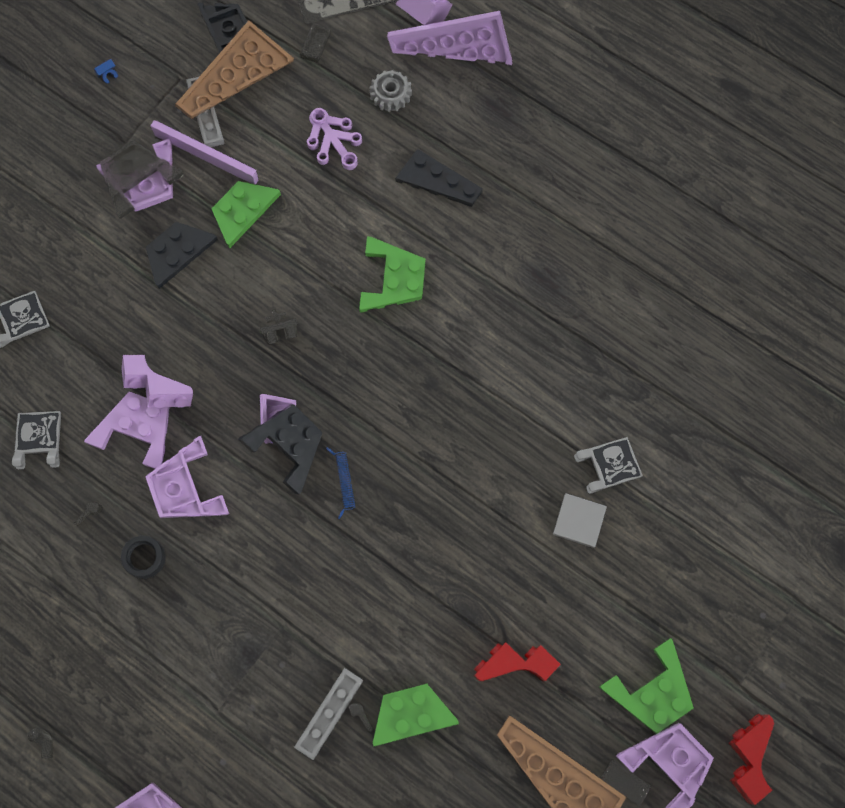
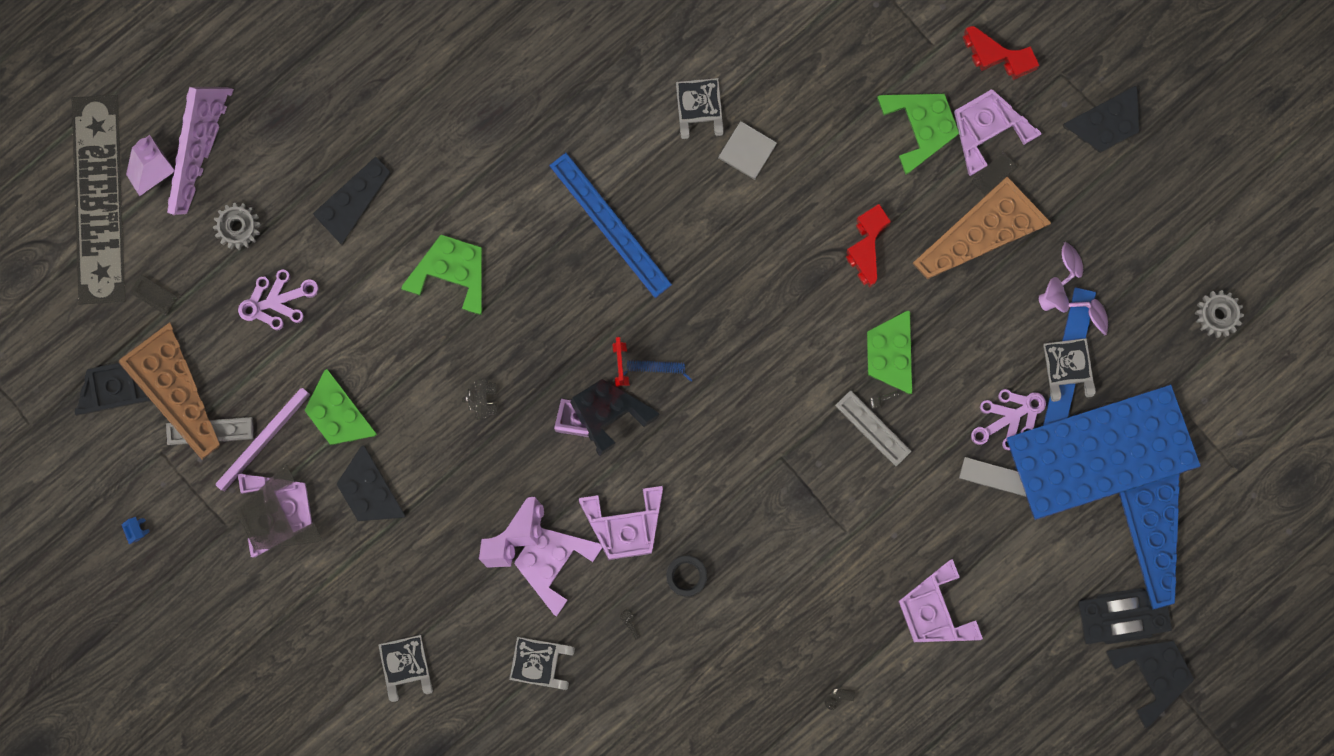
camera: 70 degrees left, 10 degrees up
(337, 440) = (620, 347): none -> red flag
(471, 408) = (610, 225): none -> blue tile

